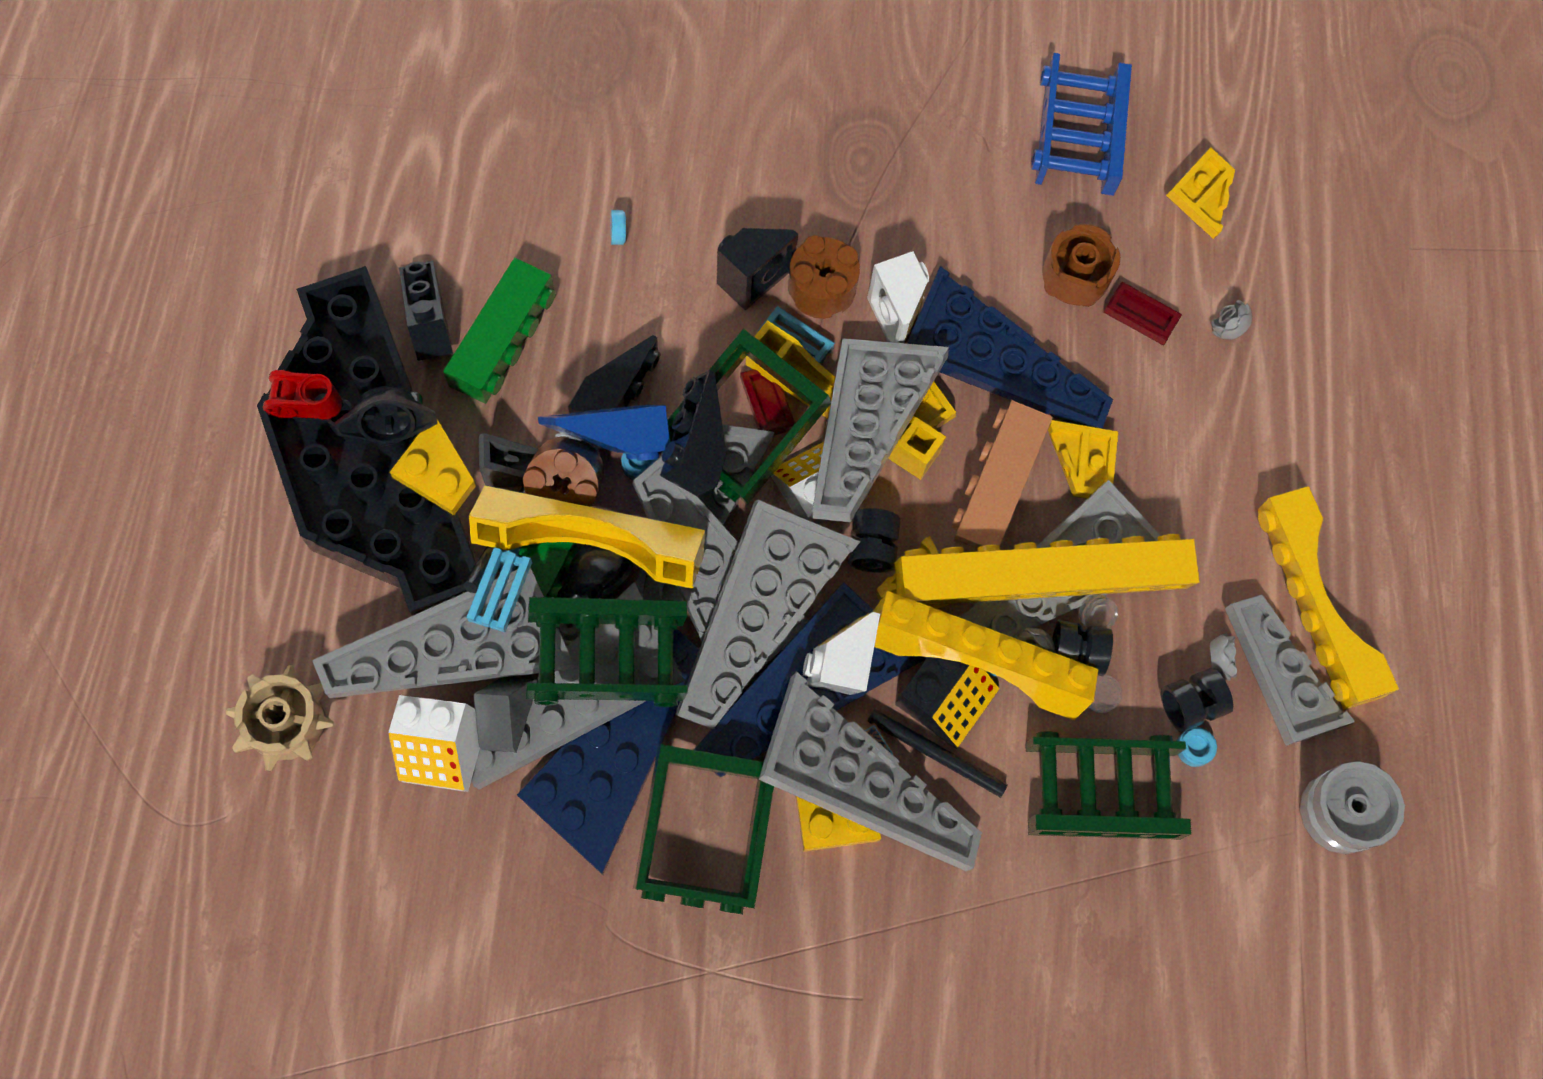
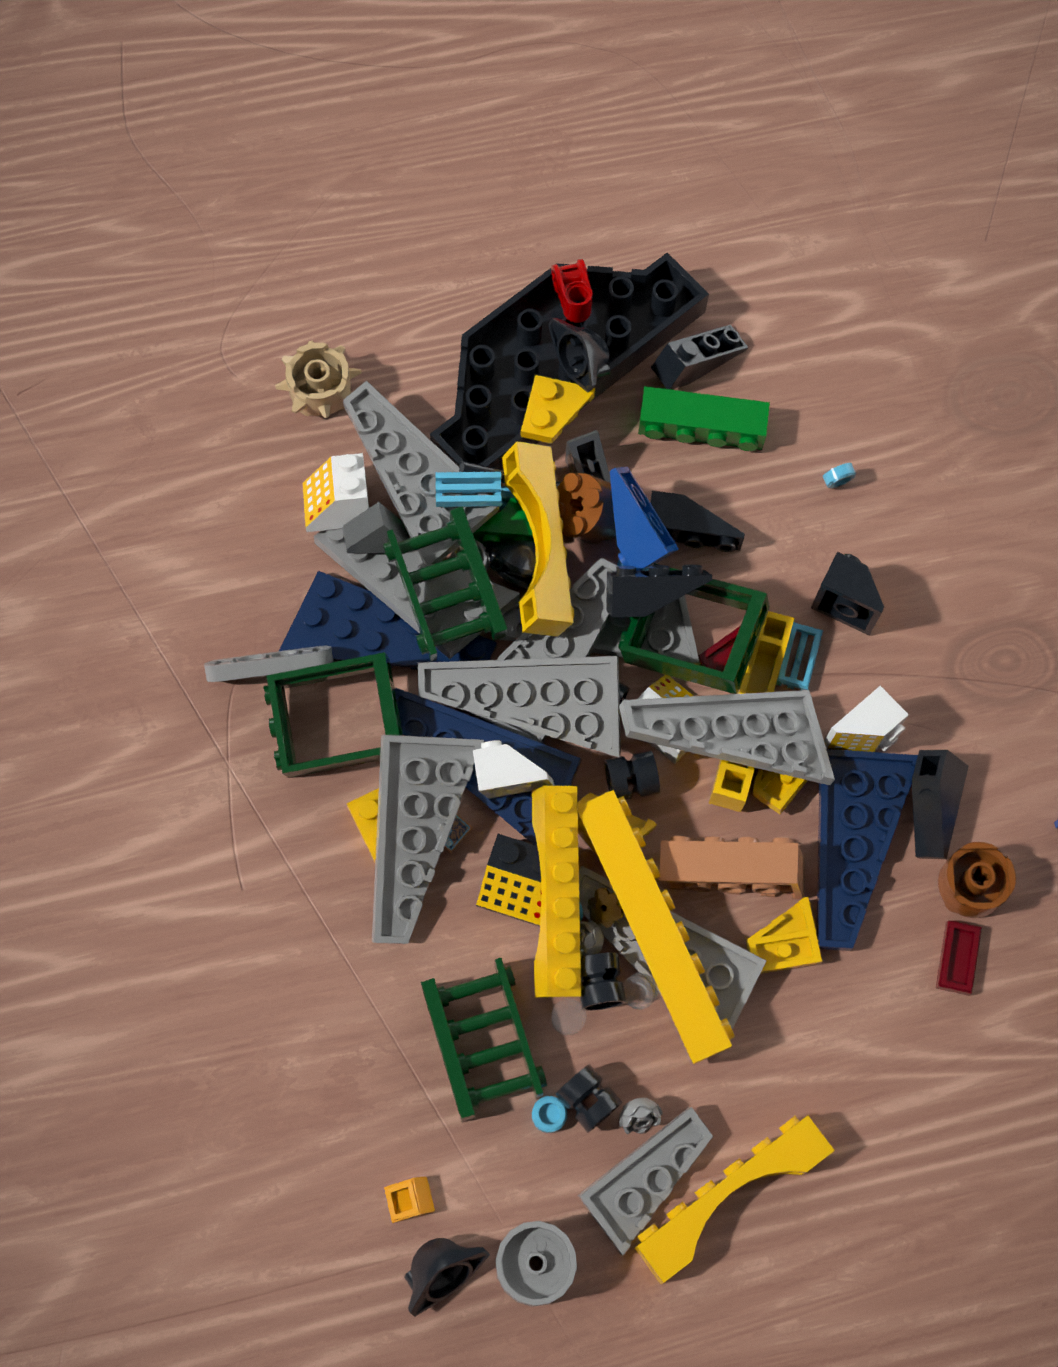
camera: 75 degrees right, 0 degrees up
(613, 886) = (266, 663): none -> light grey beam
(823, 276) = (863, 641): dark orange brick -> none
(937, 753) = (465, 889): black bar -> none
(993, 271) = (936, 801): none -> black slope
(1012, 621) = (605, 908): none -> dark brown plant
(1233, 321) = (983, 1043): light grey plate -> none
(1248, 919) = (409, 1199): none -> light orange slope
(1329, 910) = (439, 1271): none -> black hat

